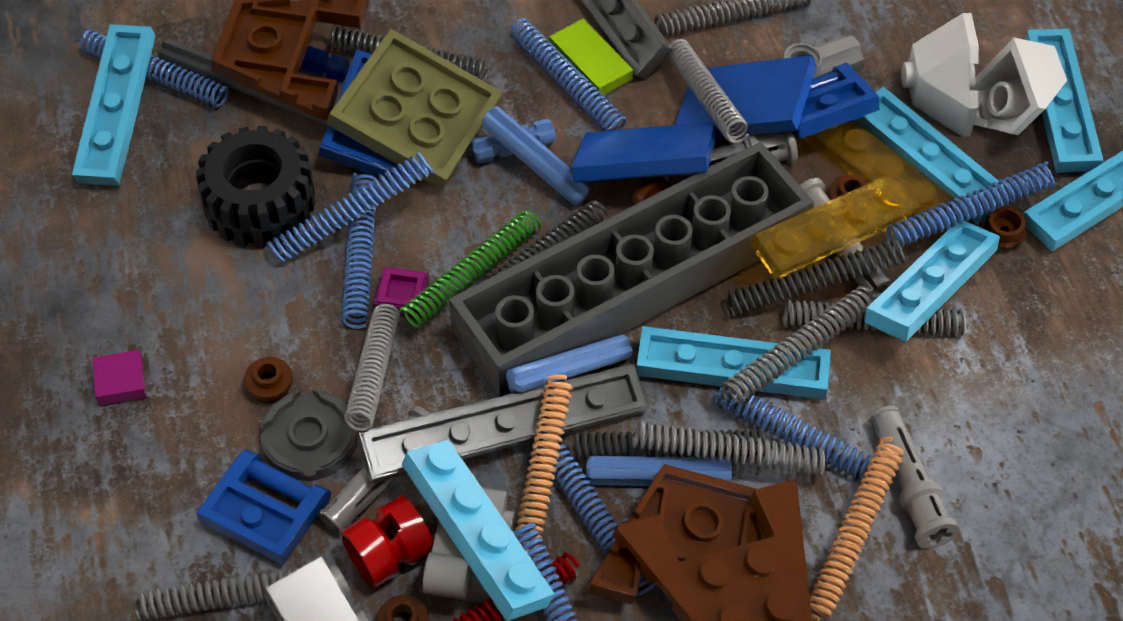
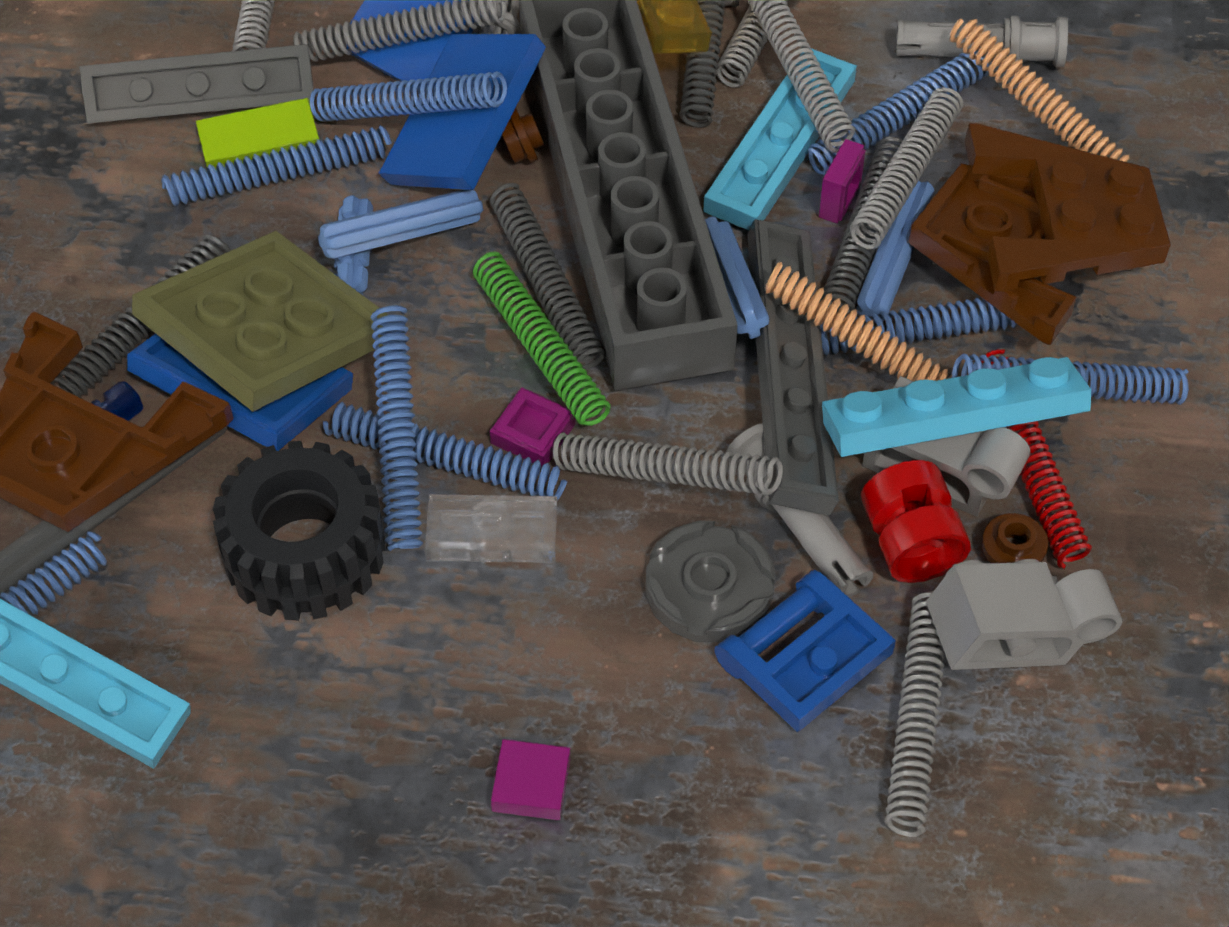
camera: 70 degrees left, 0 degrees up
(272, 389) = (605, 616): reddish brown plate -> none
(308, 295) = (491, 528): none -> clear plate
(636, 116) = (463, 91): none -> medium blue piece
(702, 411) = (842, 181): none -> magenta tile

